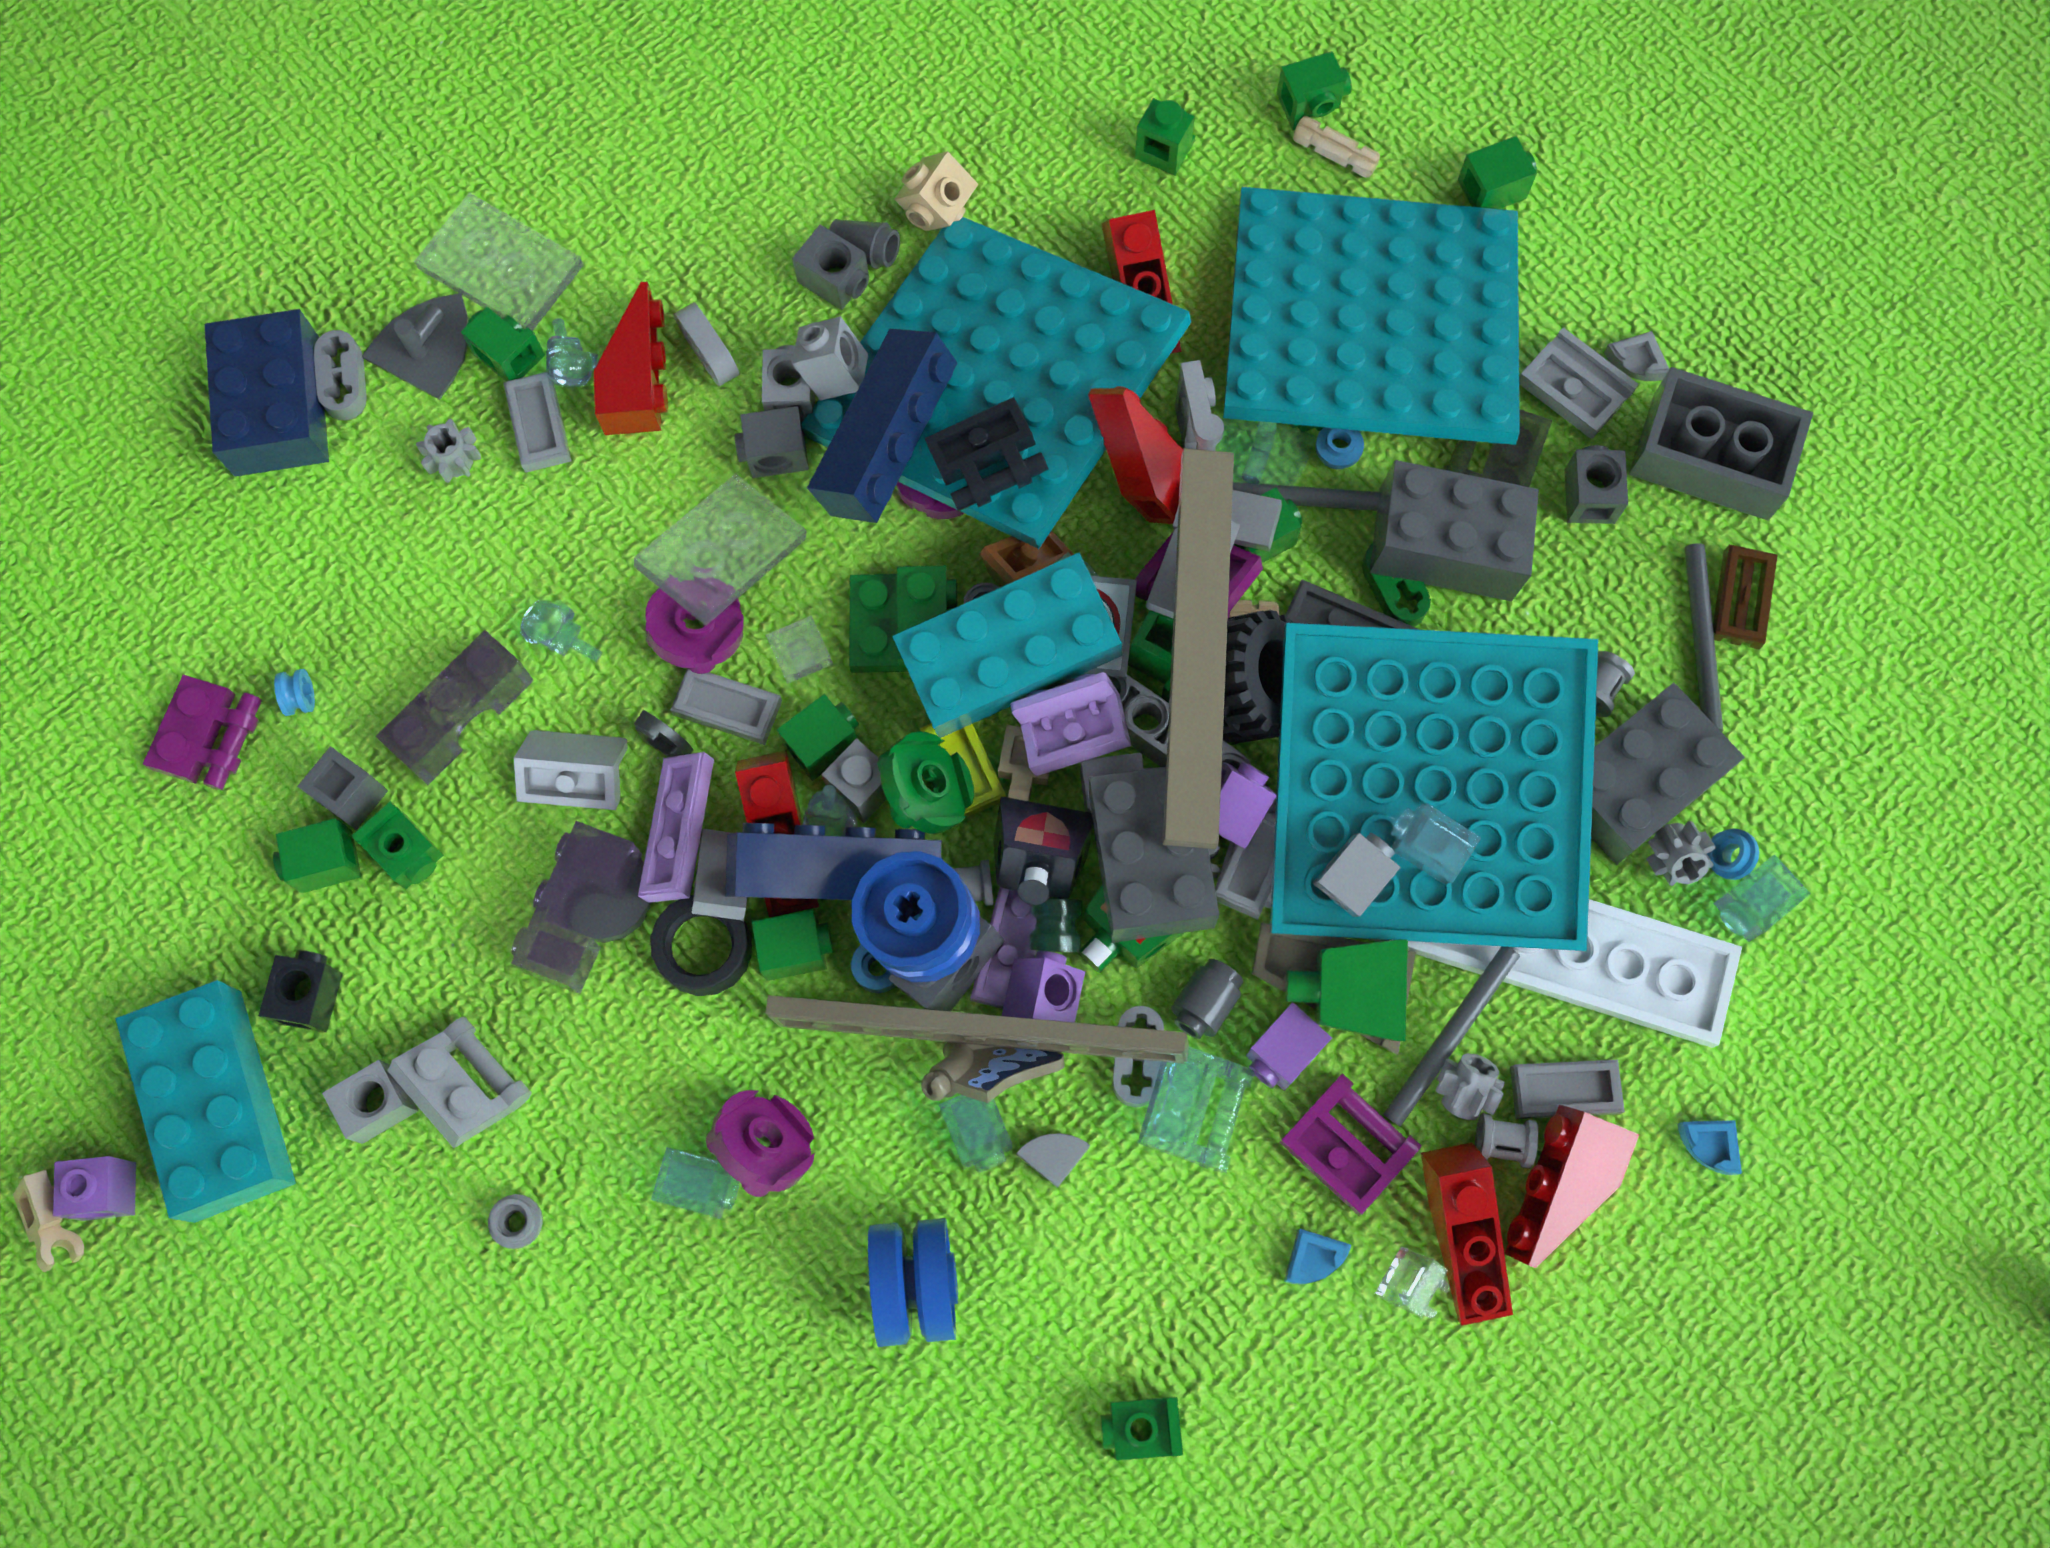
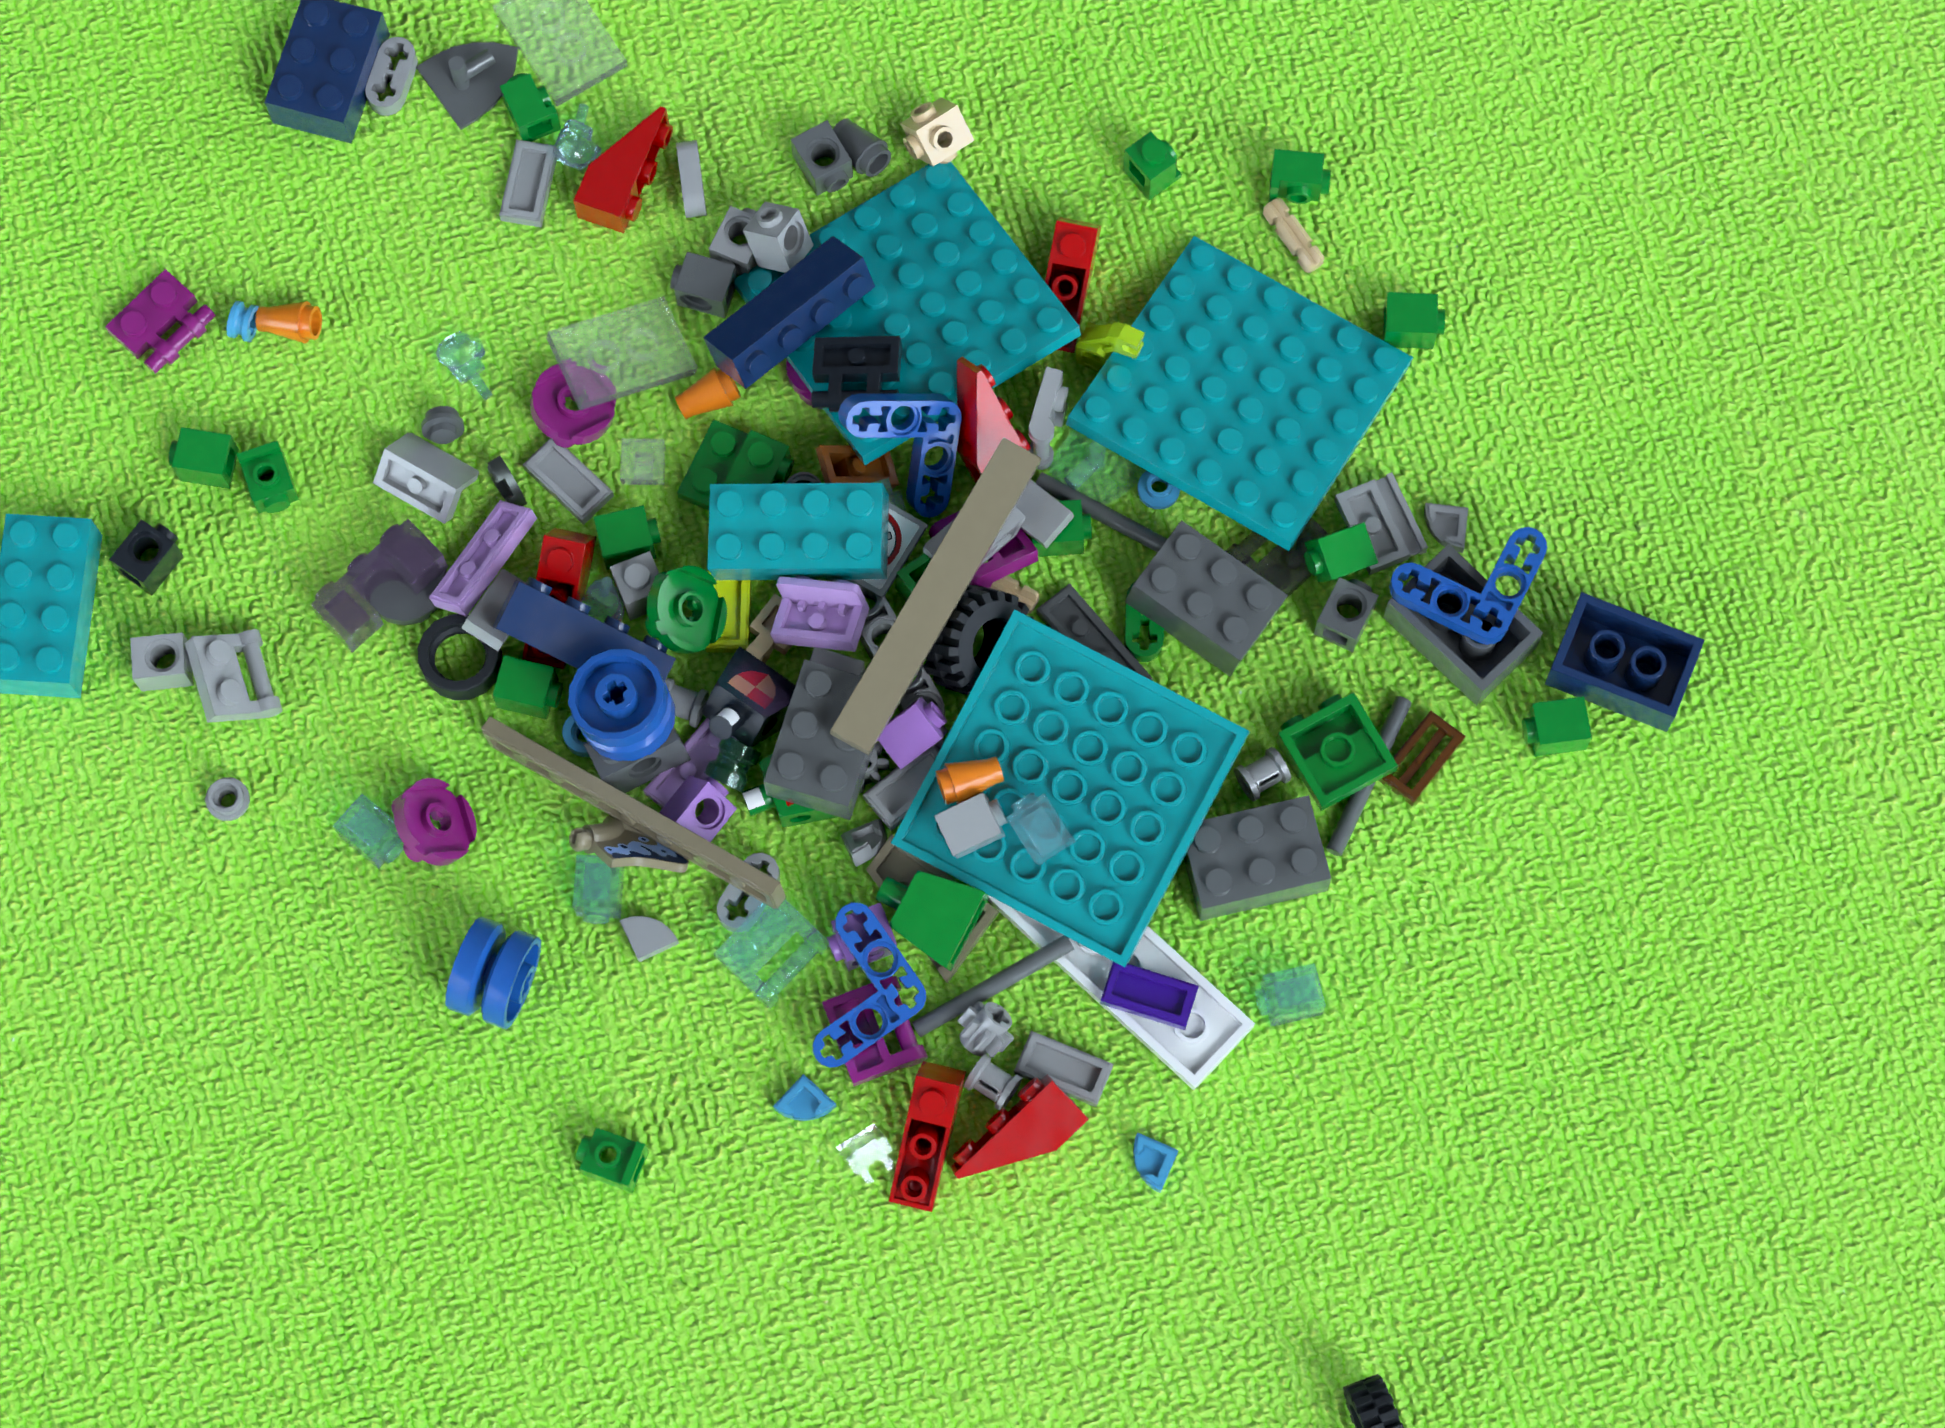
camera: 25 degrees right, 0 degrees up
(343, 788) = (246, 414): dark grey brick -> none
(349, 668) = (292, 321): none -> orange cone
(430, 725) = (332, 395): arch -> none
(448, 450) = (445, 168): light grey gear -> none
(564, 706) = (442, 425): none -> dark grey plate
(832, 551) = (708, 394): none -> orange cone
(1089, 488) = (925, 434): none -> blue beam
(1207, 999) = (821, 873): dark grey brick -> none
(1212, 321) = (1106, 339): none -> lime piece
(1234, 944) = (865, 841): none -> light grey tile
(1326, 828) = (968, 778): none -> orange cone
(1350, 1108) = (881, 1001): none -> blue beam
(1565, 424) = (1340, 553): none -> green brick
(1622, 968) = (1149, 995): none -> dark purple tile
(1666, 625) = (1335, 750): none -> green plate
(1681, 853) = (1247, 931): light grey gear -> none
(1725, 844) = (1290, 950): dark azure plate -> none
(1740, 409) = (1486, 603): none -> blue beam
(1864, 503) = (1557, 726): none -> green brick
(1896, 409) = (1624, 662): none -> dark blue brick

